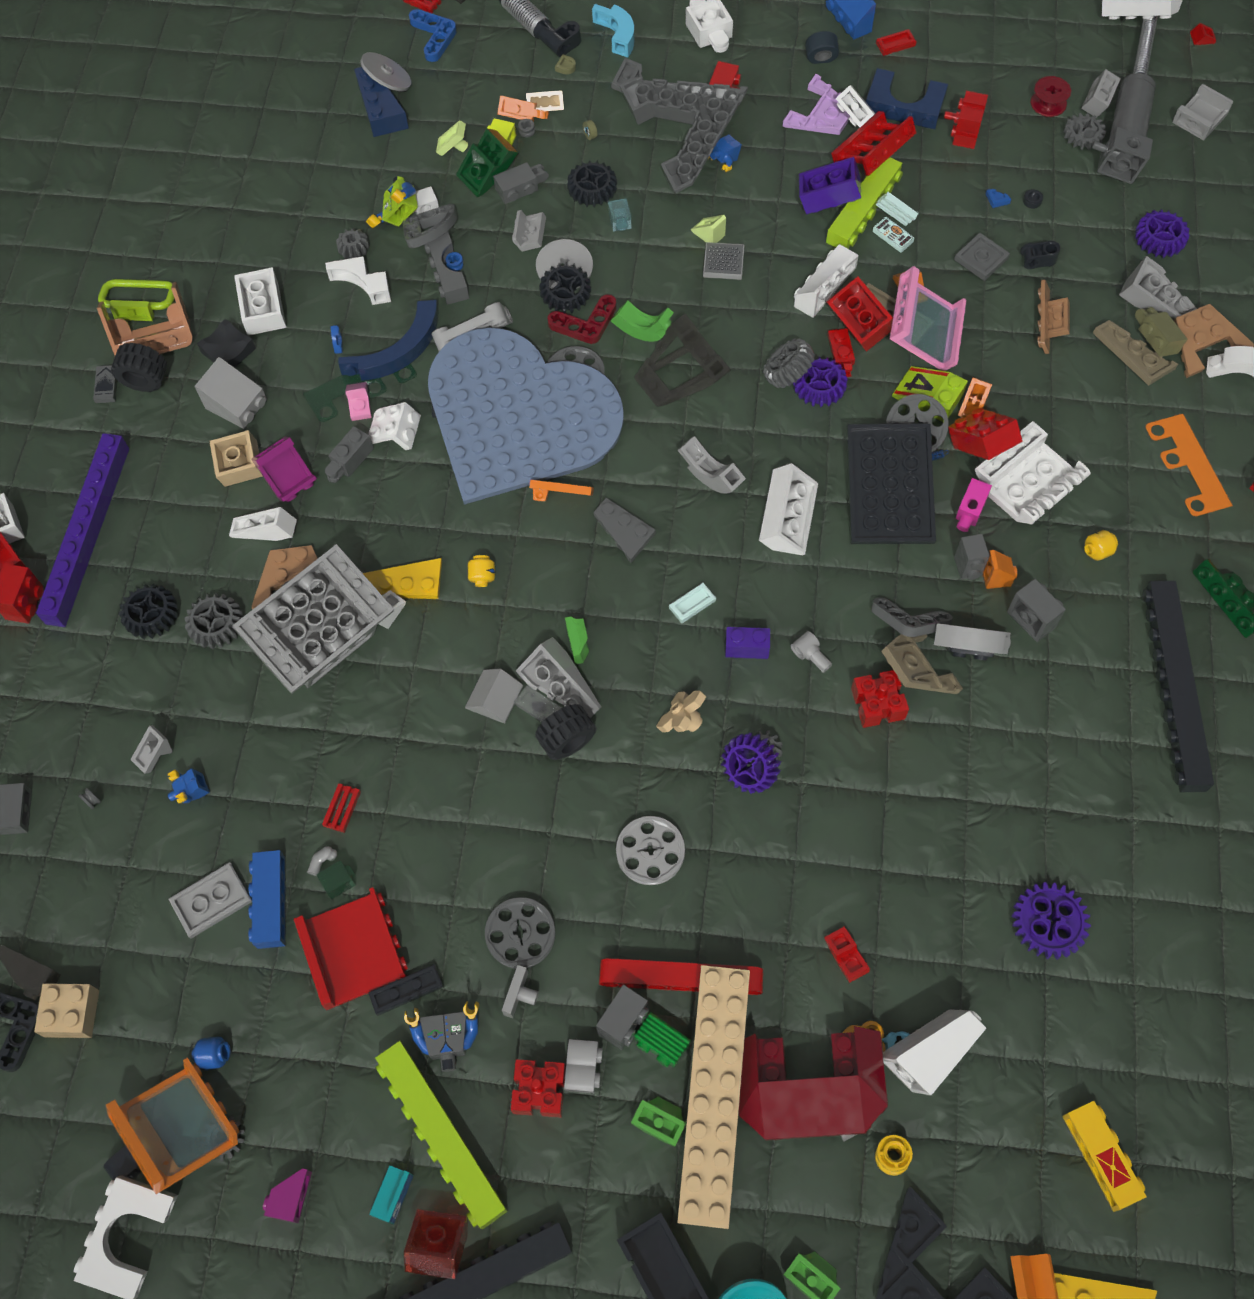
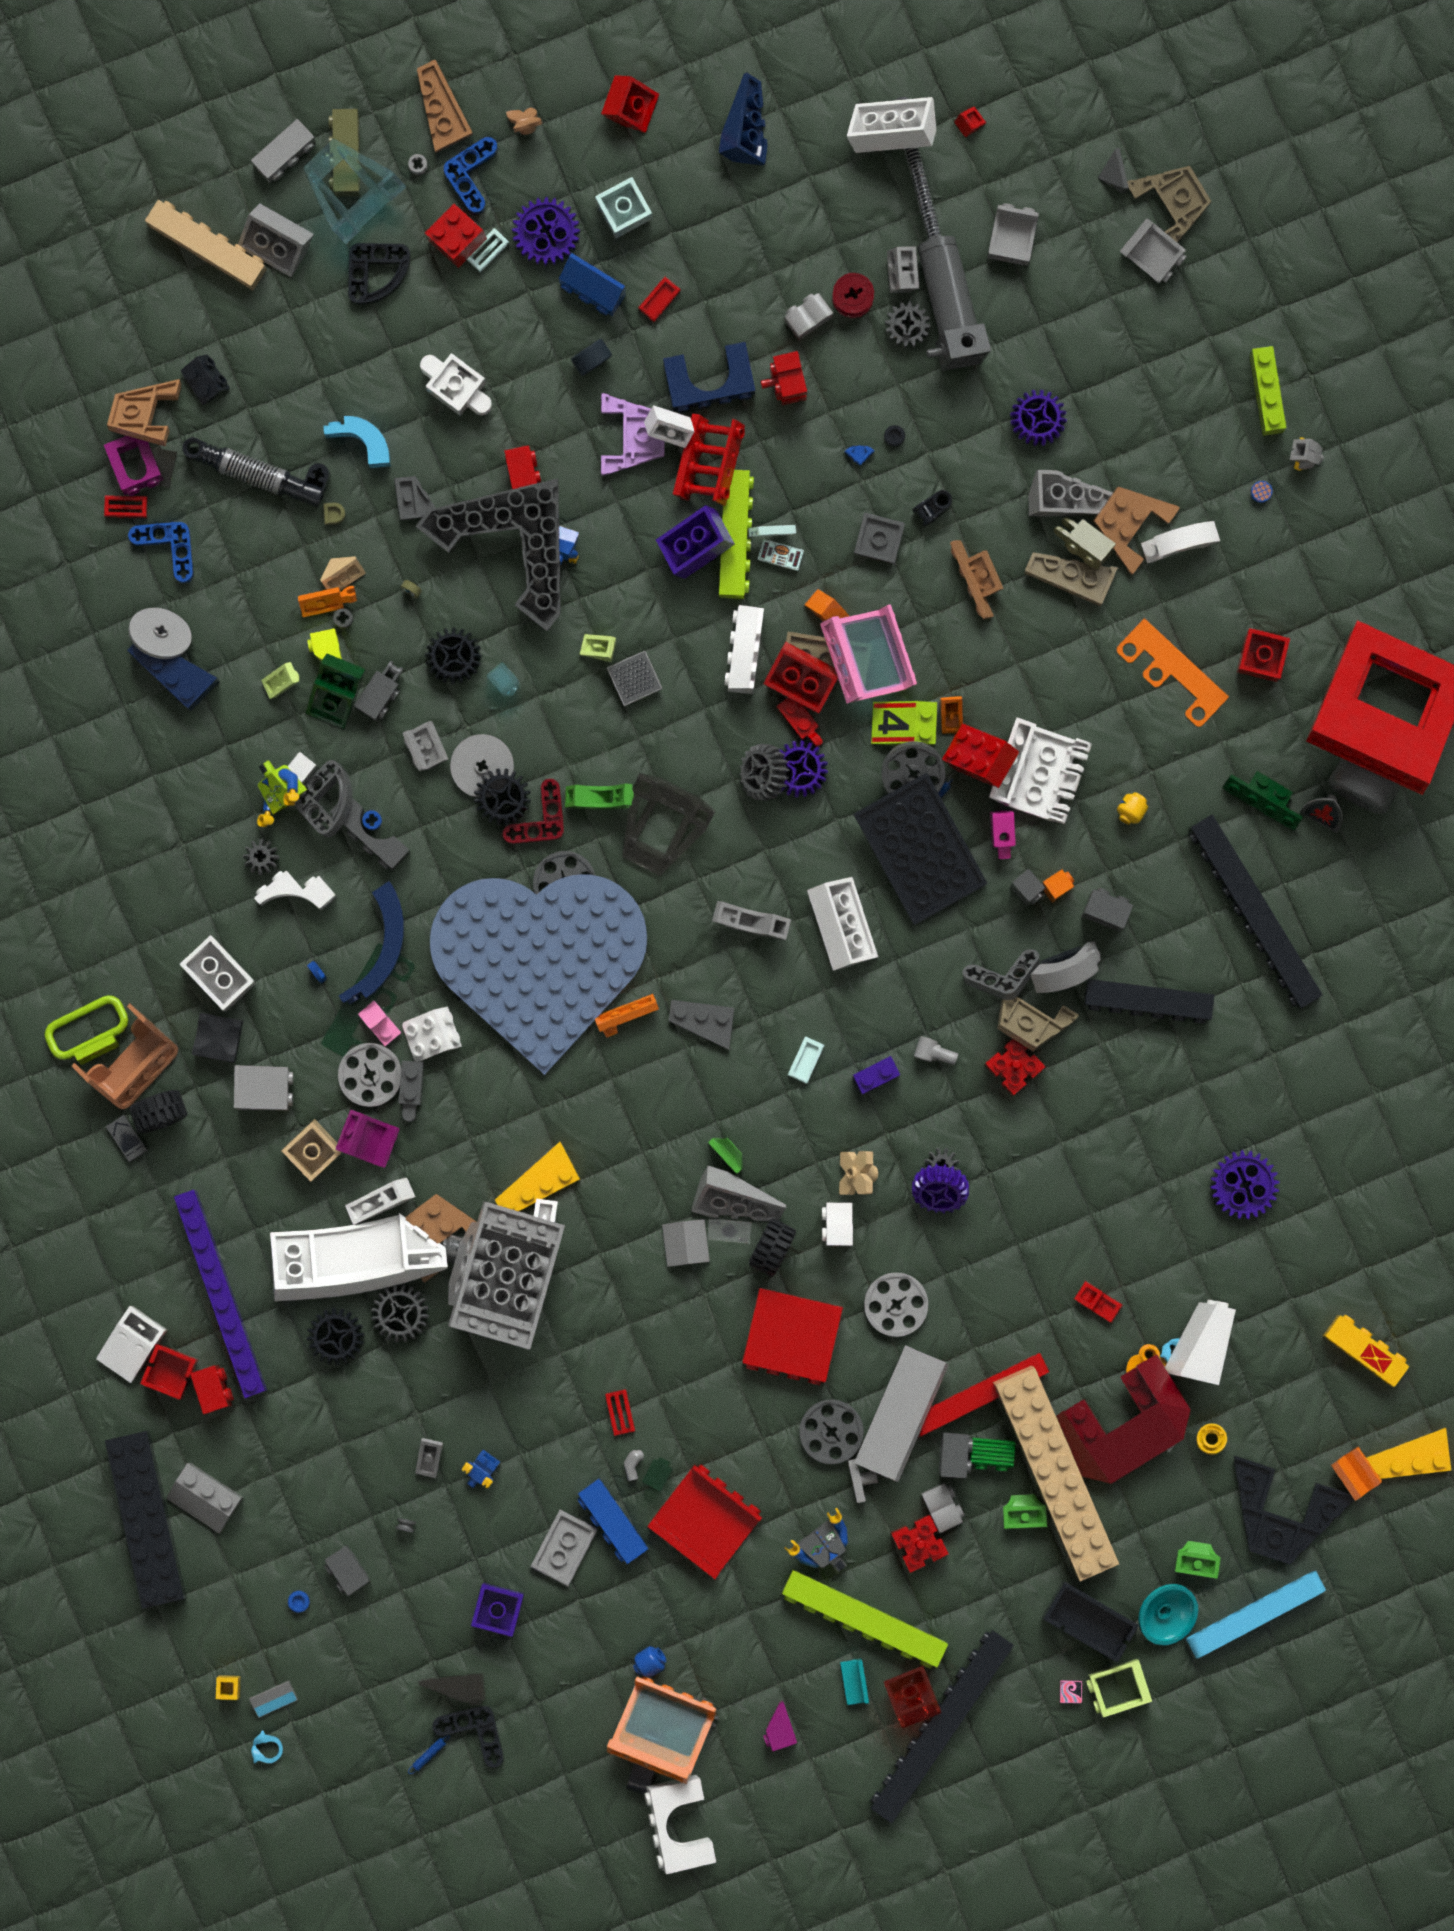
camera: 35 degrees left, 20 degrees up
(67, 1010) = (514, 1697): tan brick -> none
(109, 918) = (497, 1609): none -> dark purple brick
(202, 556) = (352, 1259): none -> white slope
(314, 436) = (359, 1072): none -> light grey wedge
(405, 990) = (768, 1527): black tile -> none
(481, 570) = (604, 1135): yellow head -> none
(495, 316) = (459, 870): light grey piece -> none
(536, 823) = (792, 1336): none -> red panel
(593, 949) = (901, 1413): none -> light grey arch
(637, 749) = (838, 1224): none -> white brick
(1007, 94) = (808, 316): none -> light grey brick
(1037, 708) = (1149, 1000): none -> black brick

